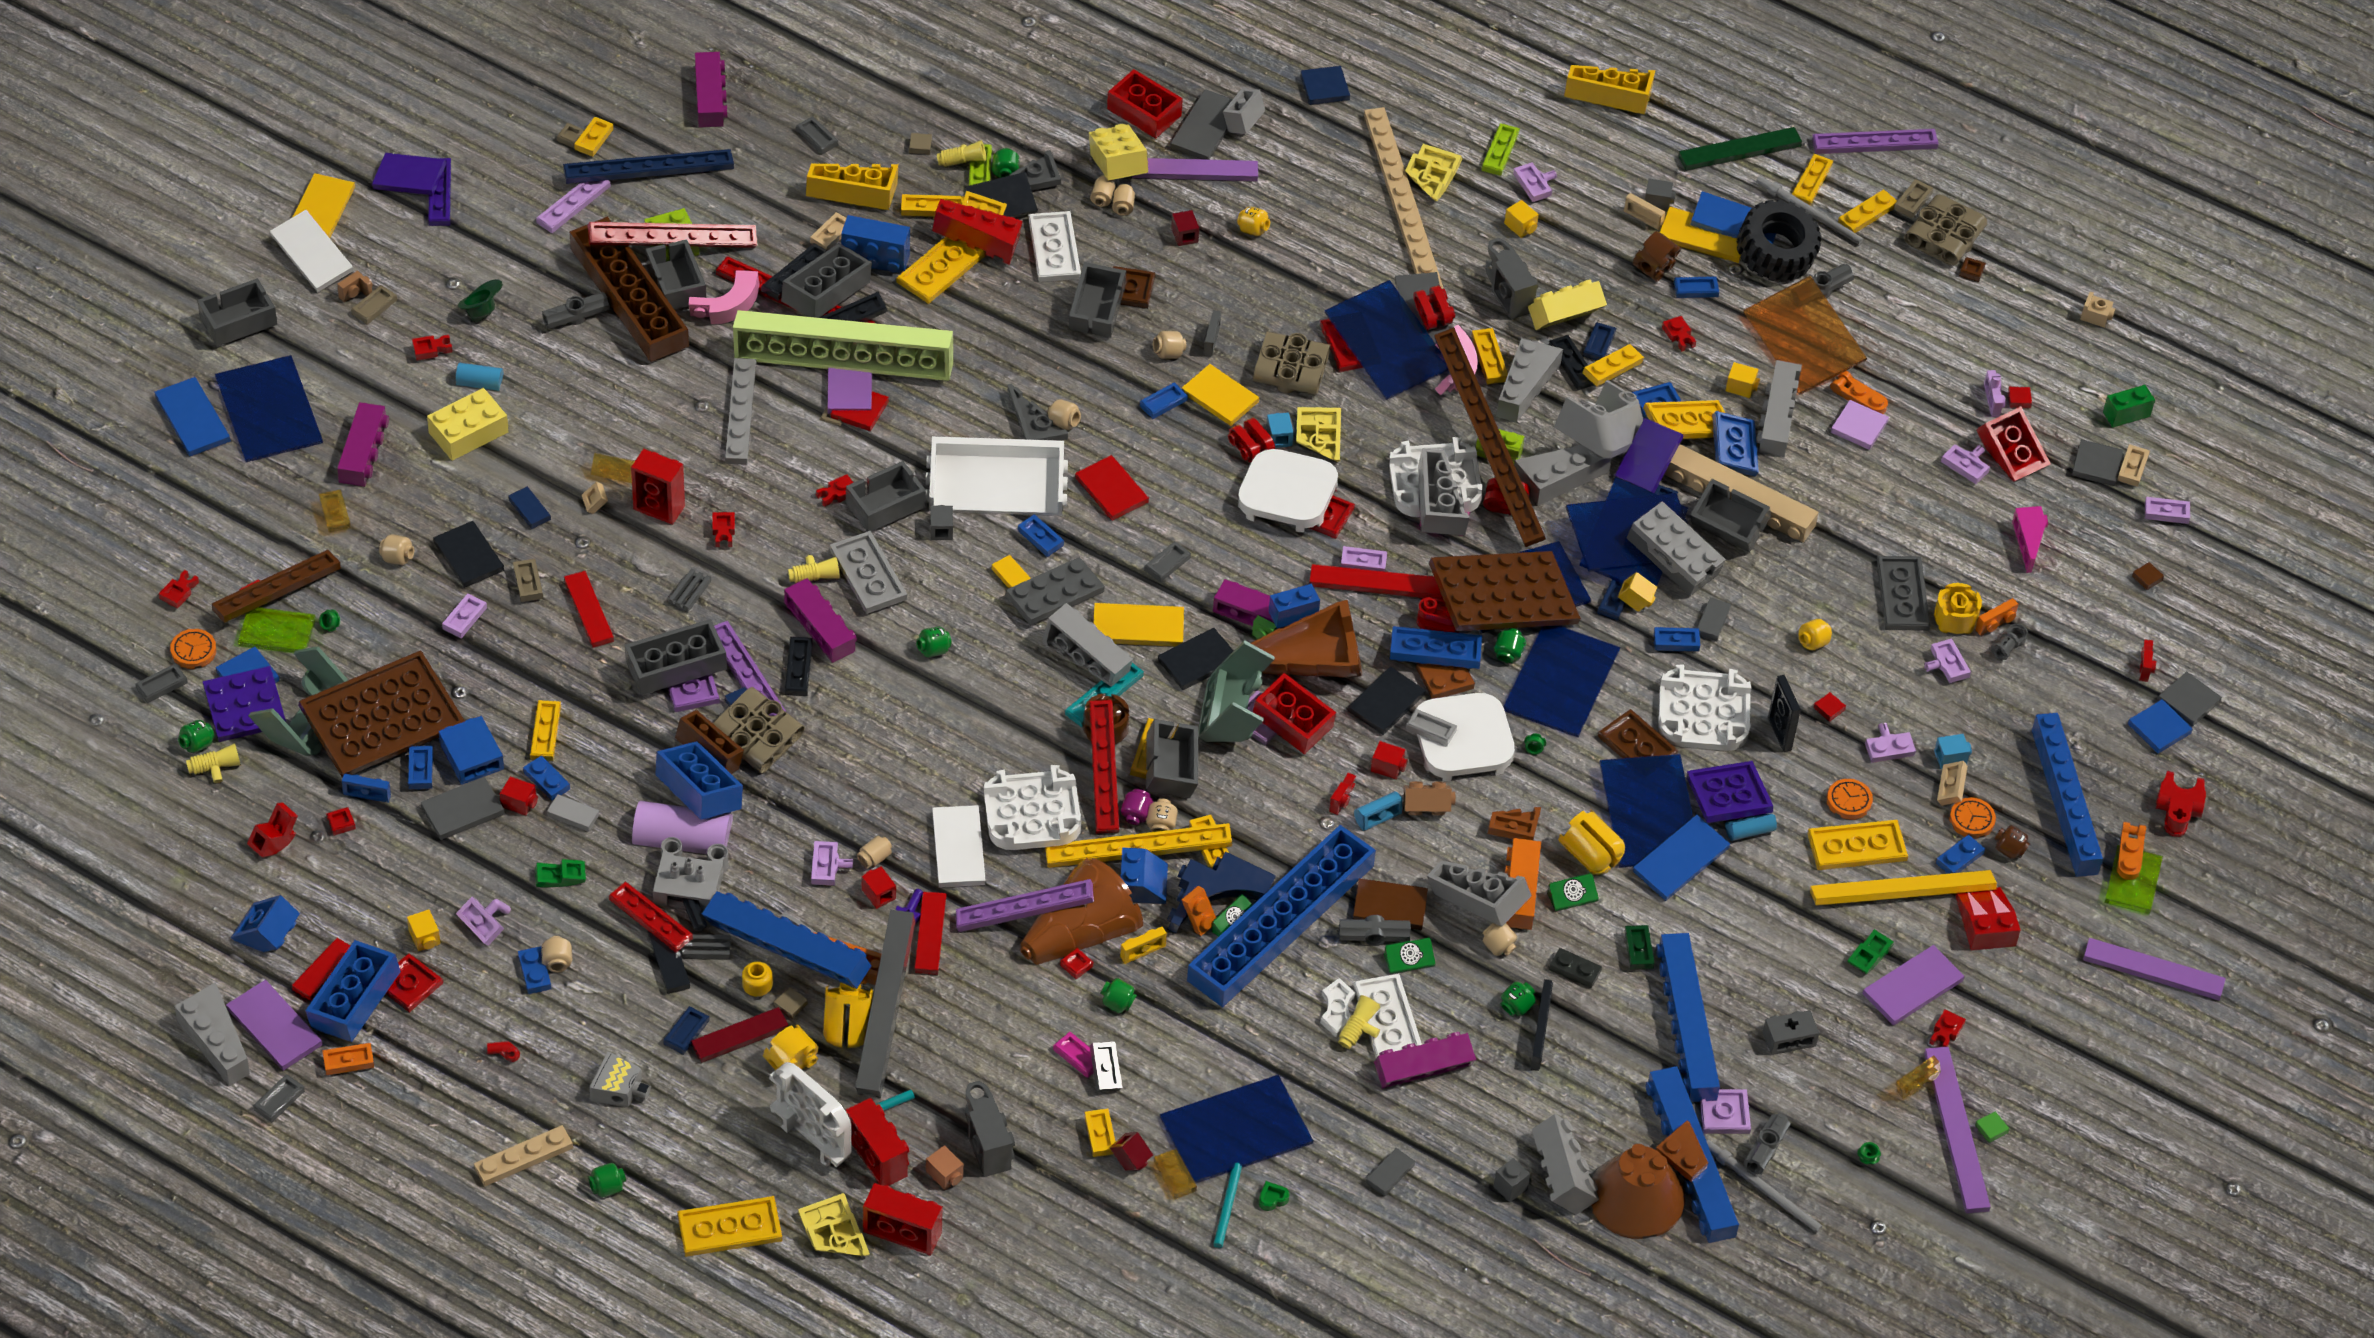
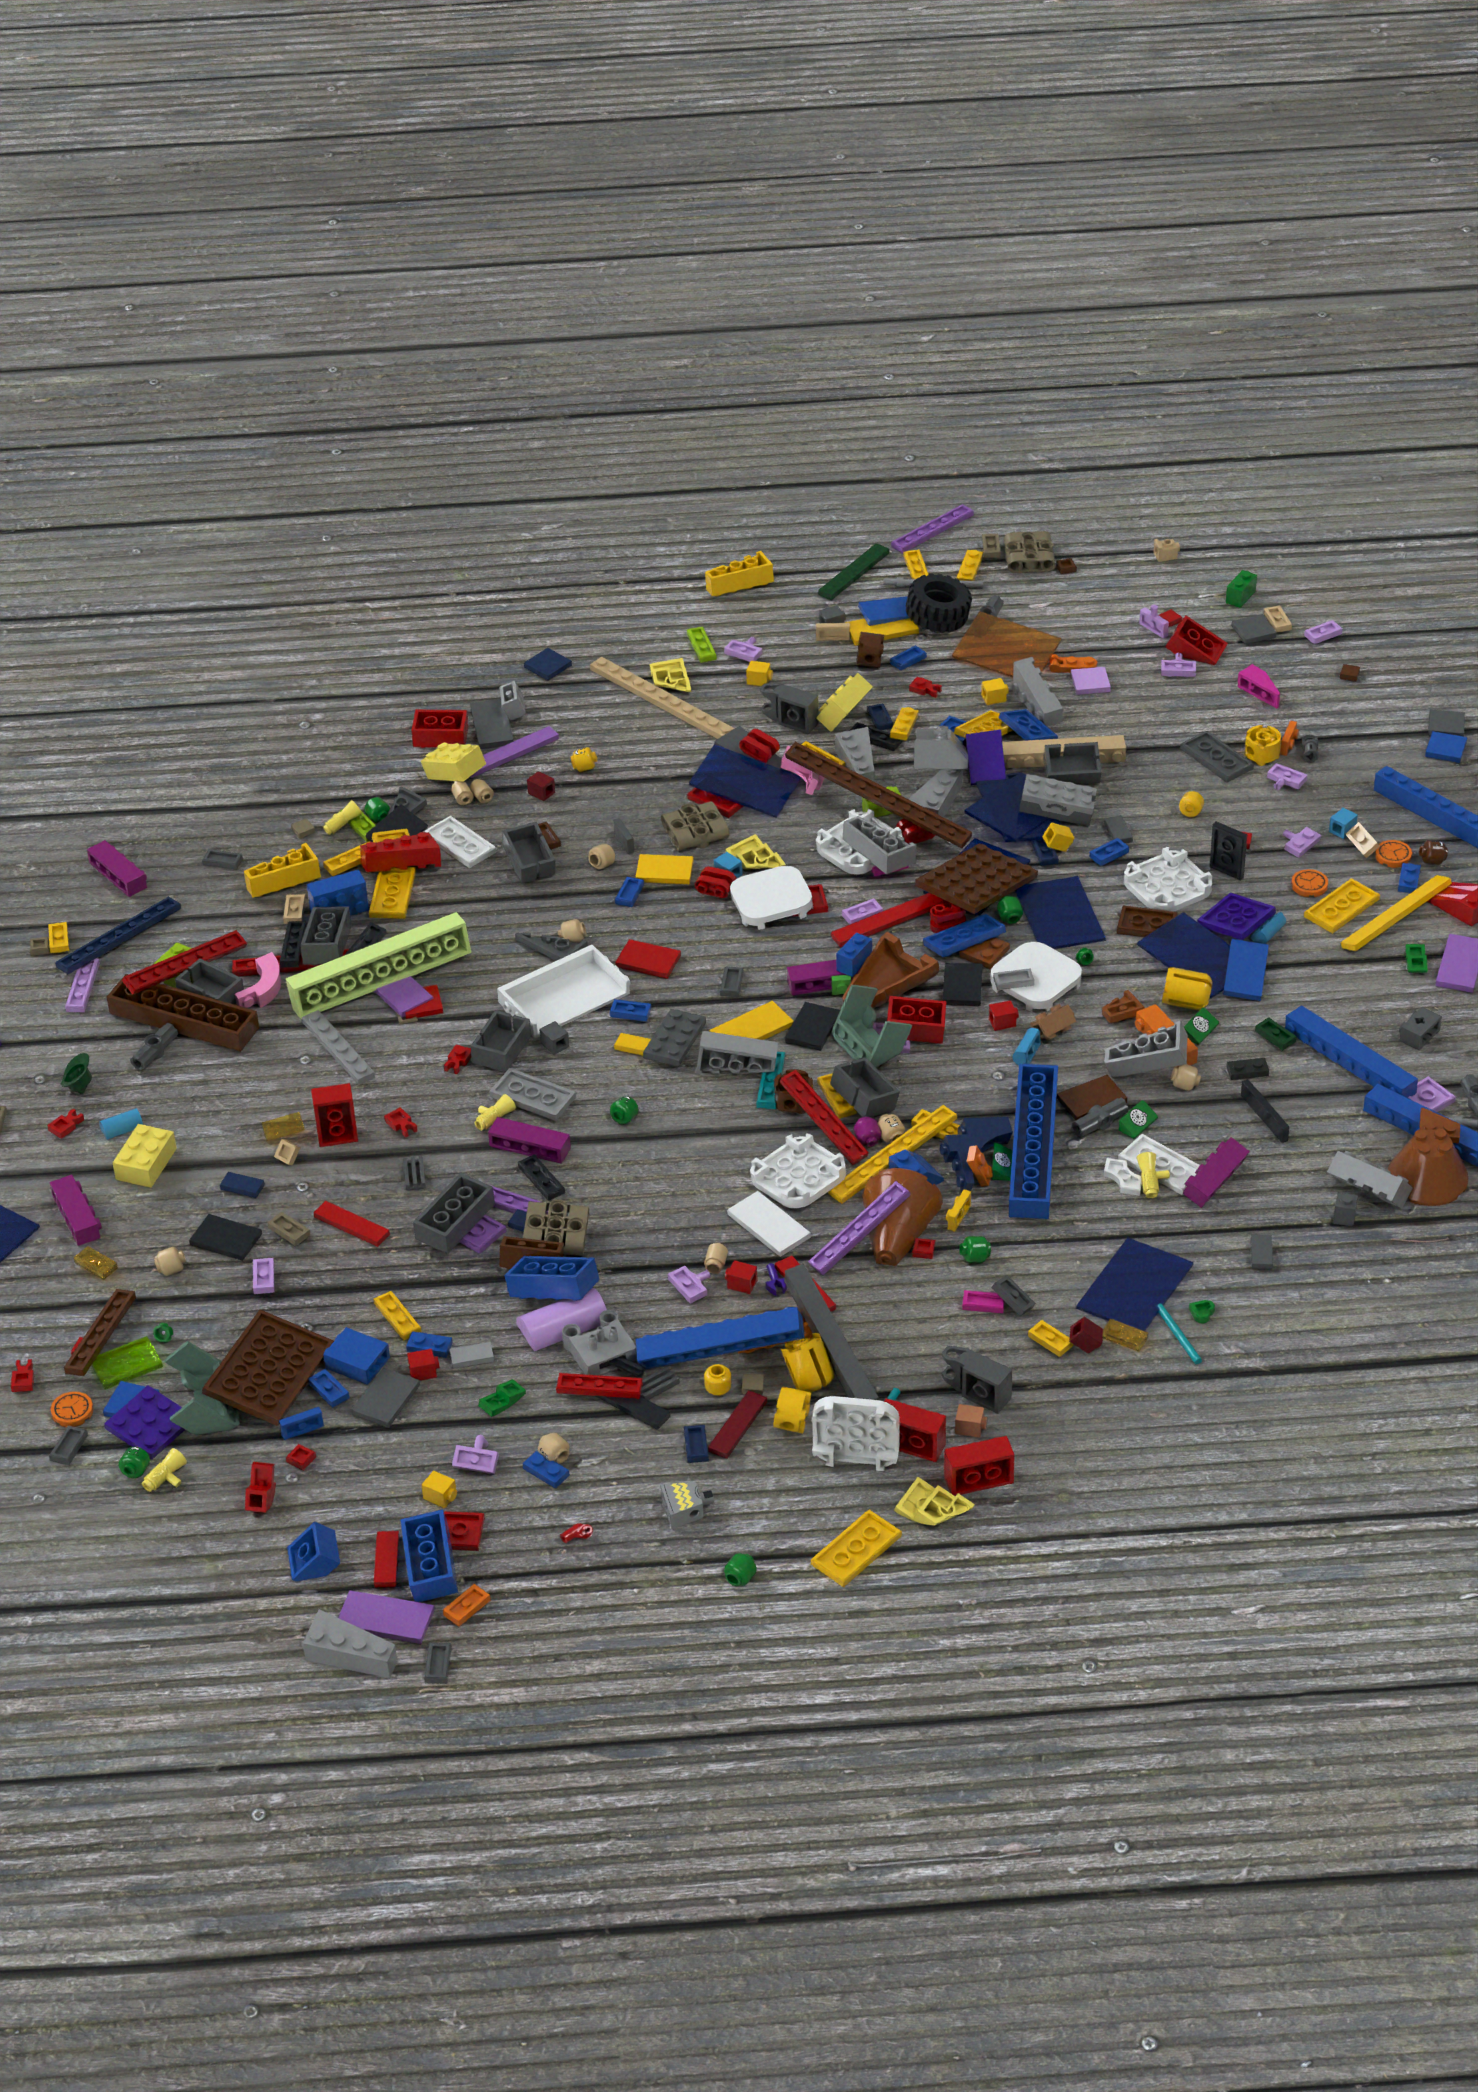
camera: 30 degrees left, 10 degrees down
(523, 1155) = (660, 1592): tan plate -> none
(1341, 795) = (995, 1053): red plate -> none
(1518, 998) = (1234, 1104): green head -> none
(2147, 663) = (1403, 716): red plate -> none

